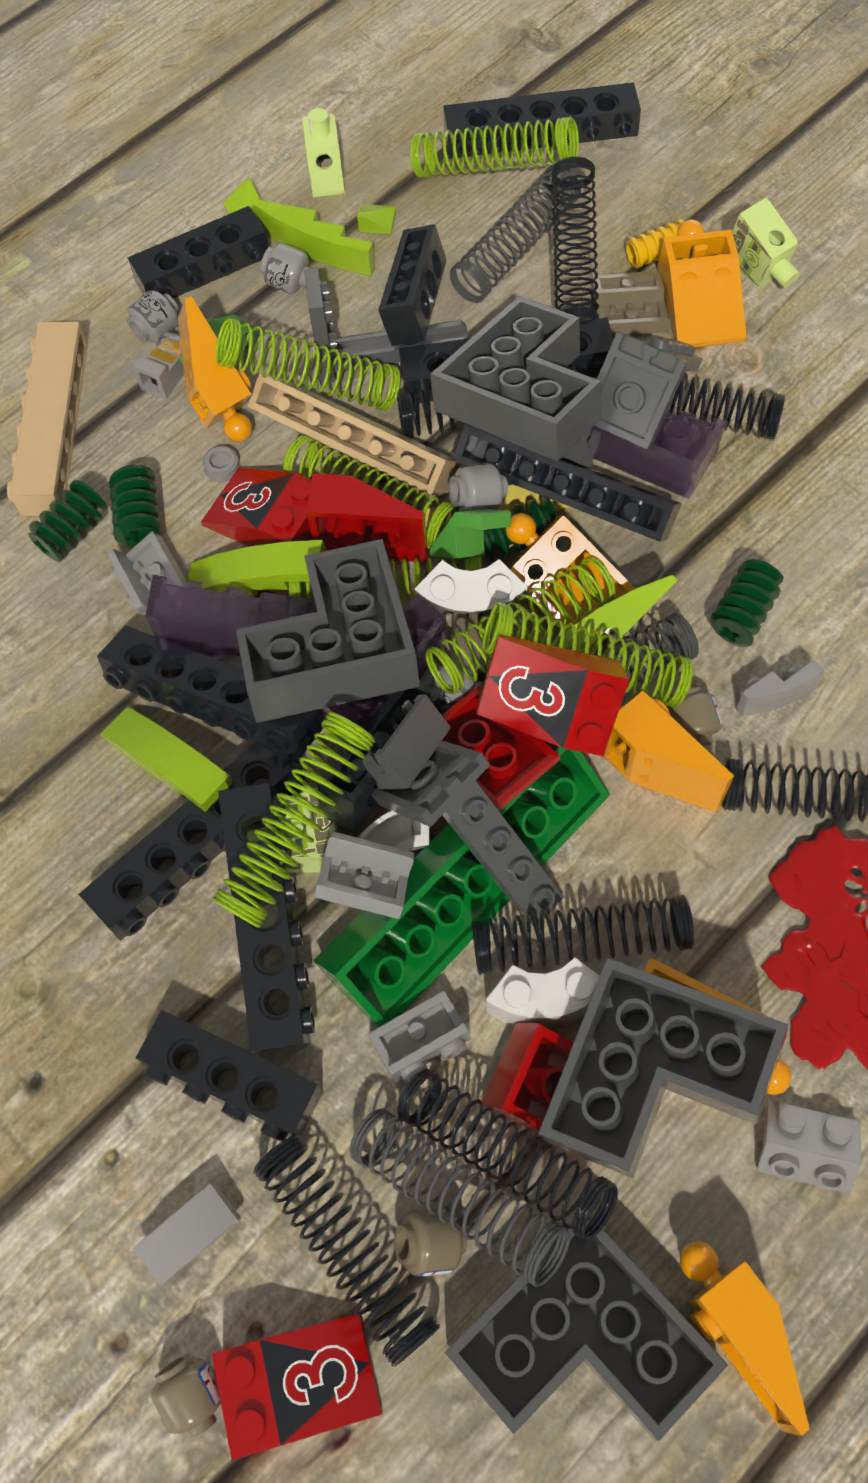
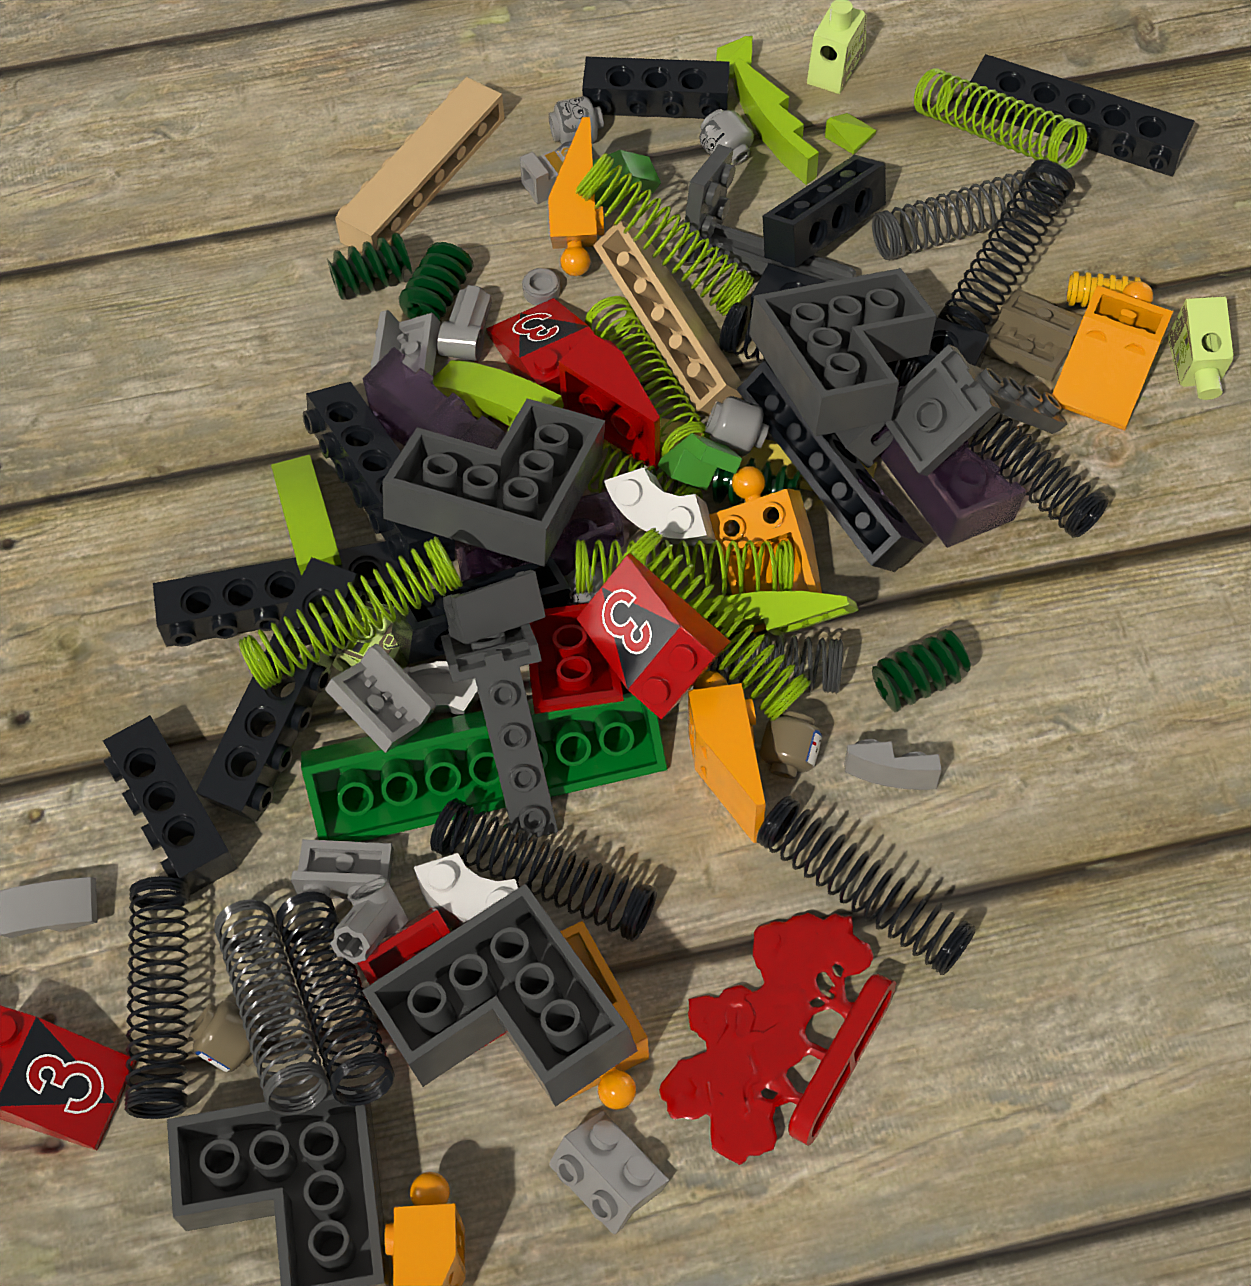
camera: 30 degrees right, 5 degrees down
(185, 532) = (464, 332): none -> light grey piece
(489, 1069) = (373, 917): none -> light grey piece

